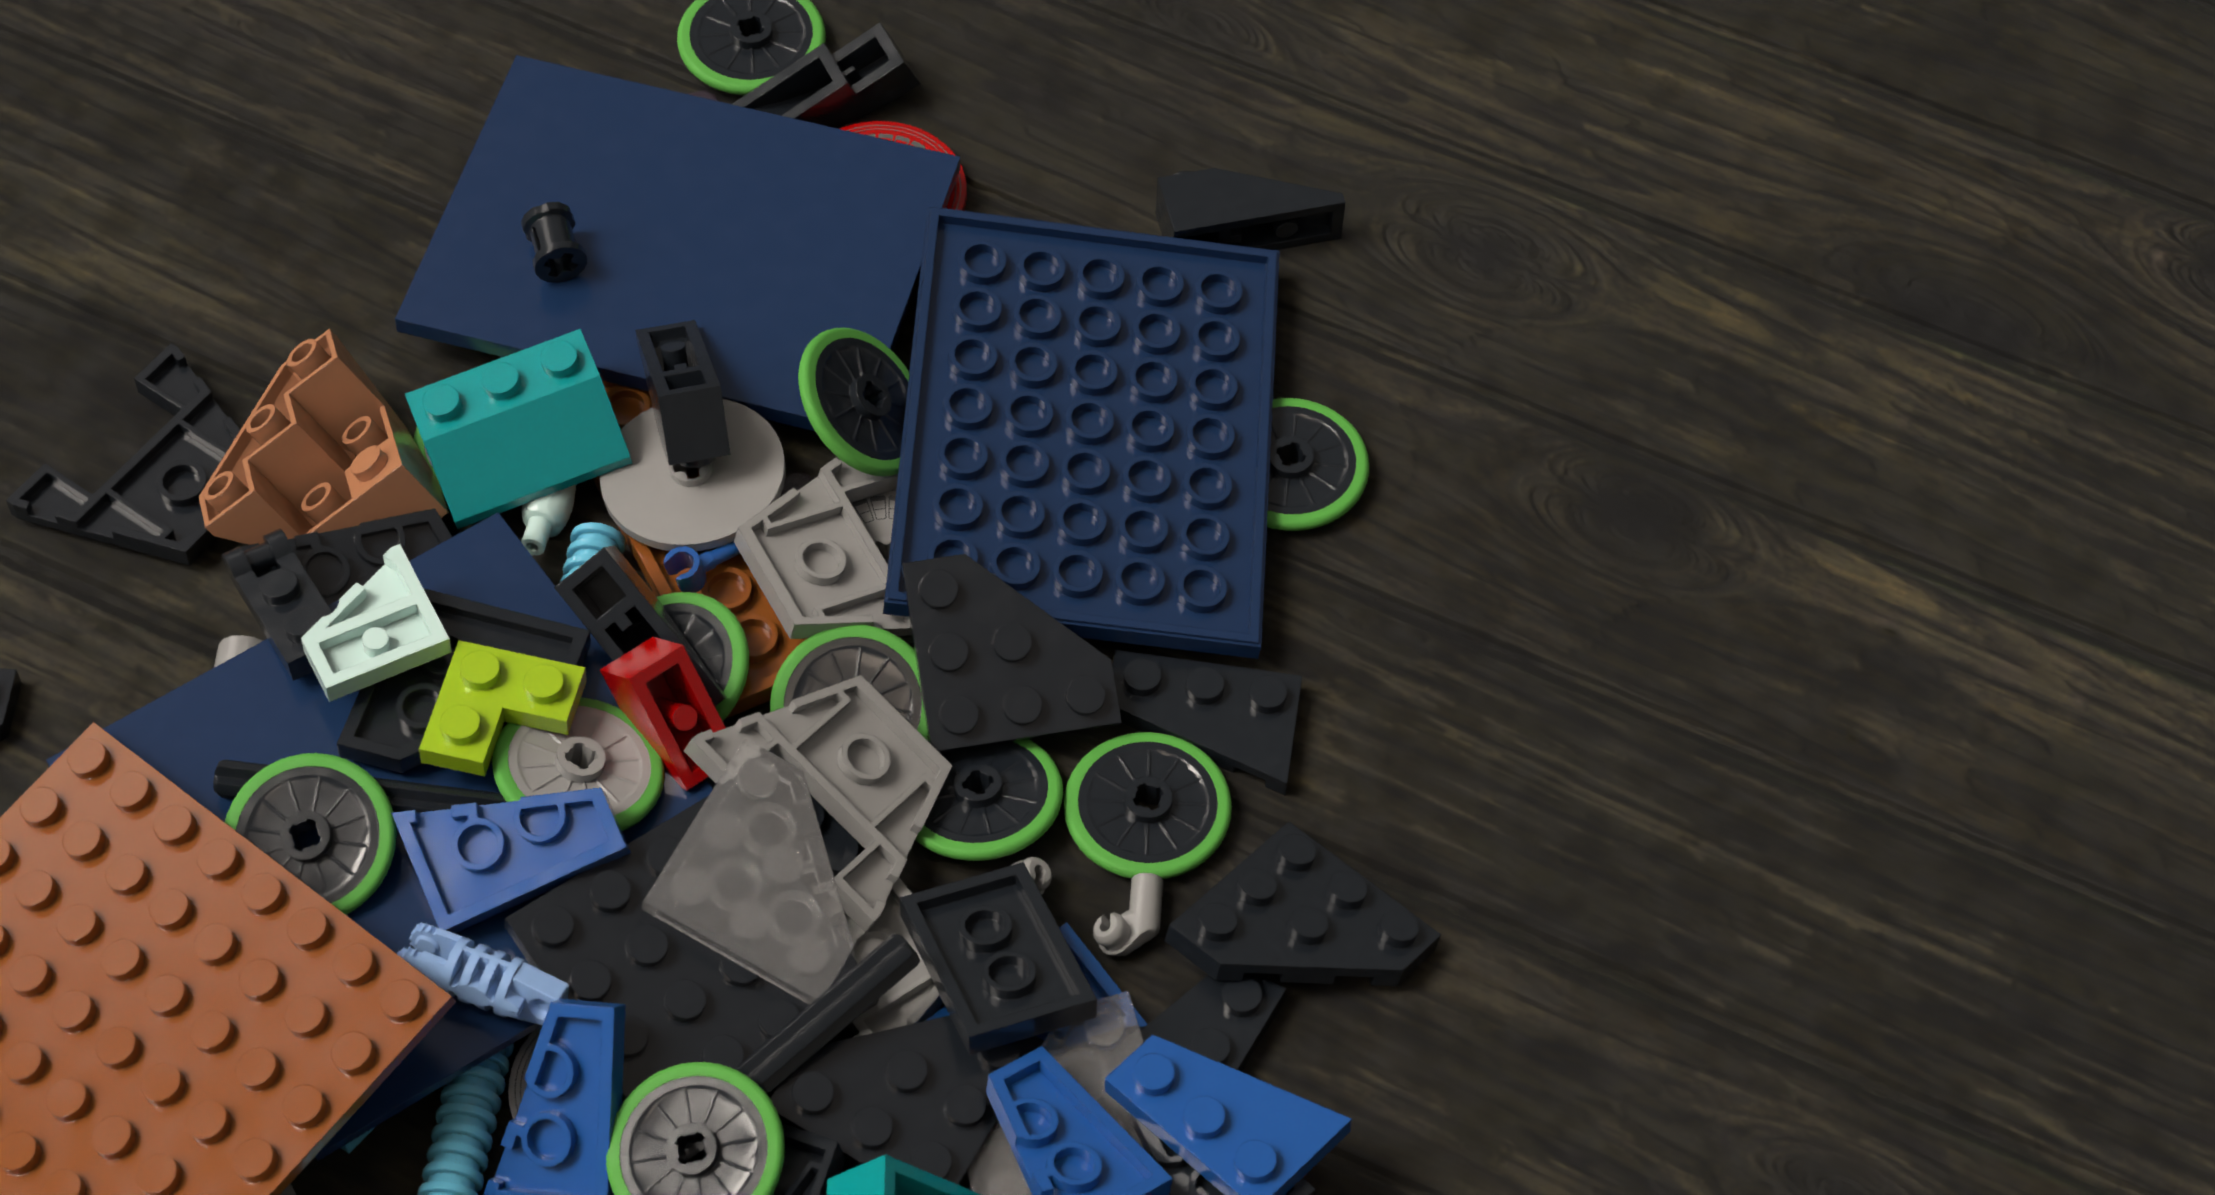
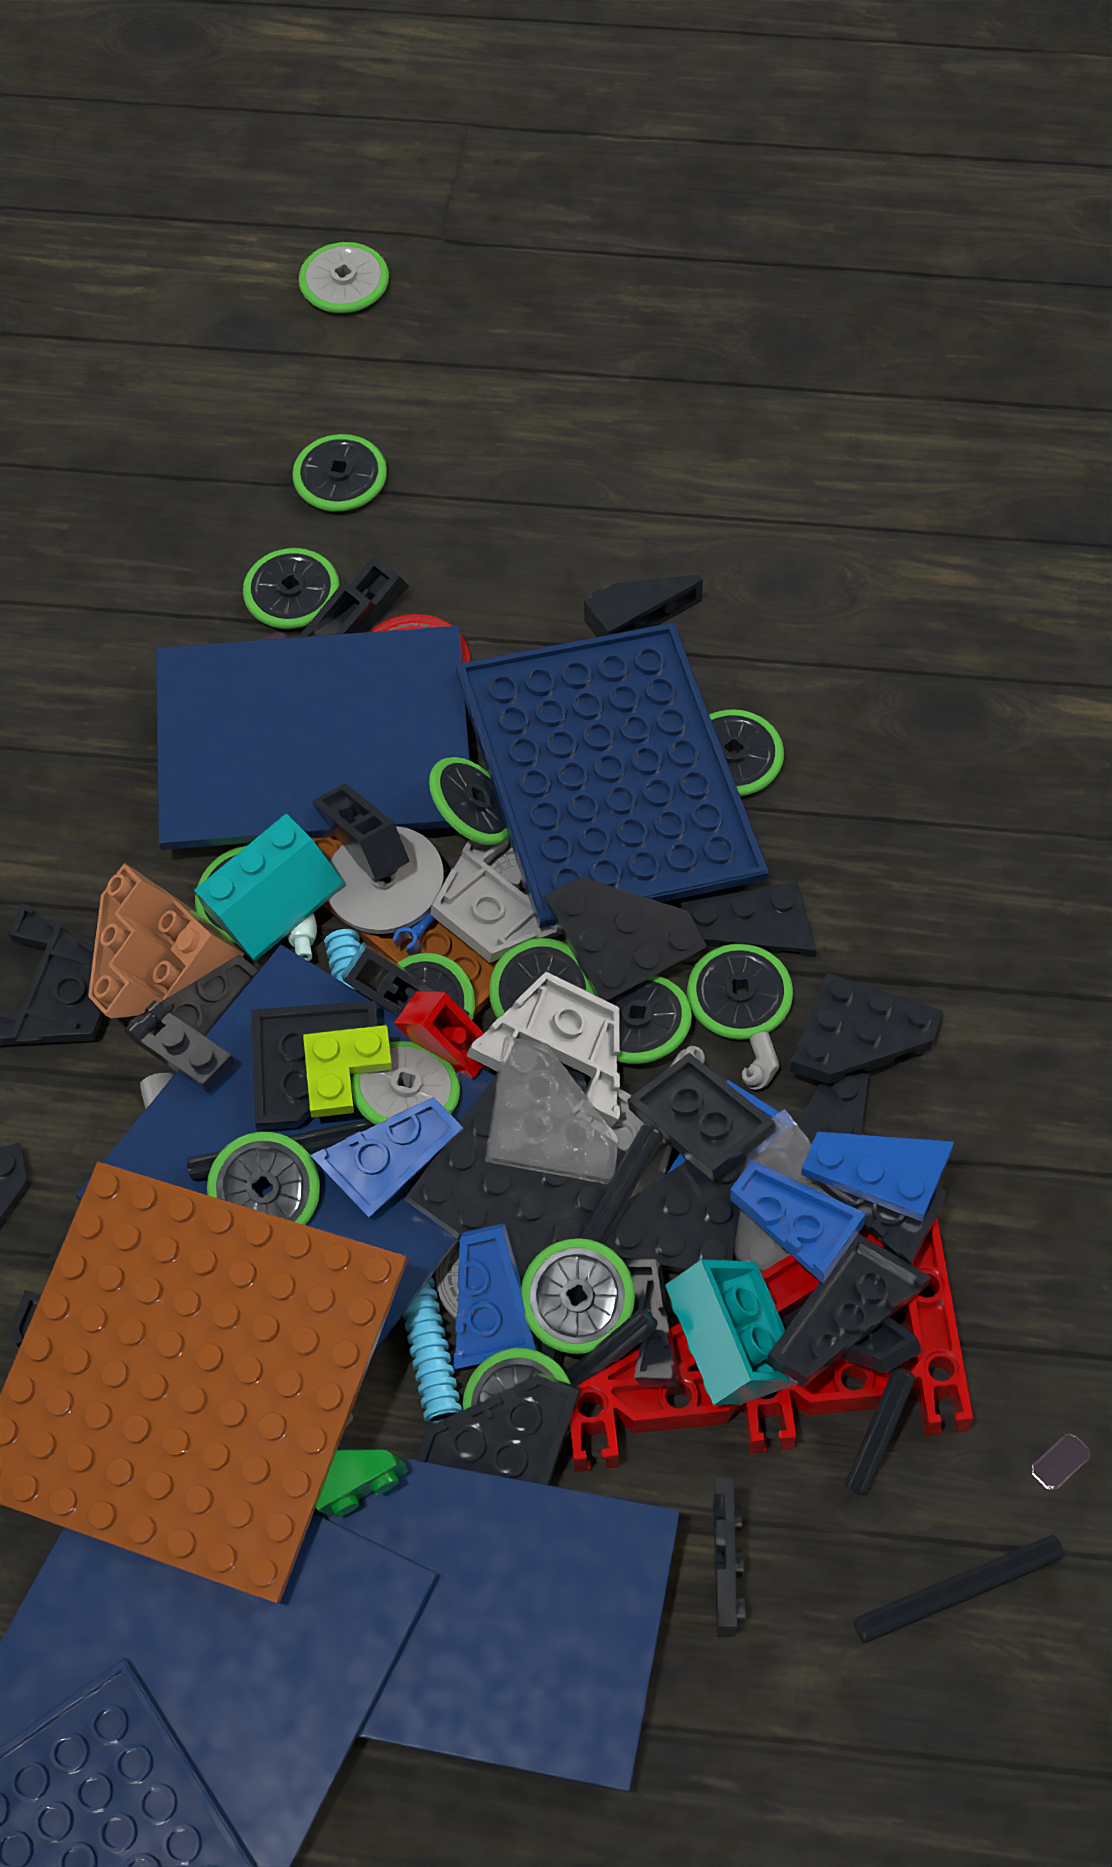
camera: 15 degrees left, 5 degrees up
(376, 631) = (250, 1045): light aqua wing -> none
(483, 975) = (408, 1234): light blue hinge -> none
(555, 247) = (238, 761): black bush -> none

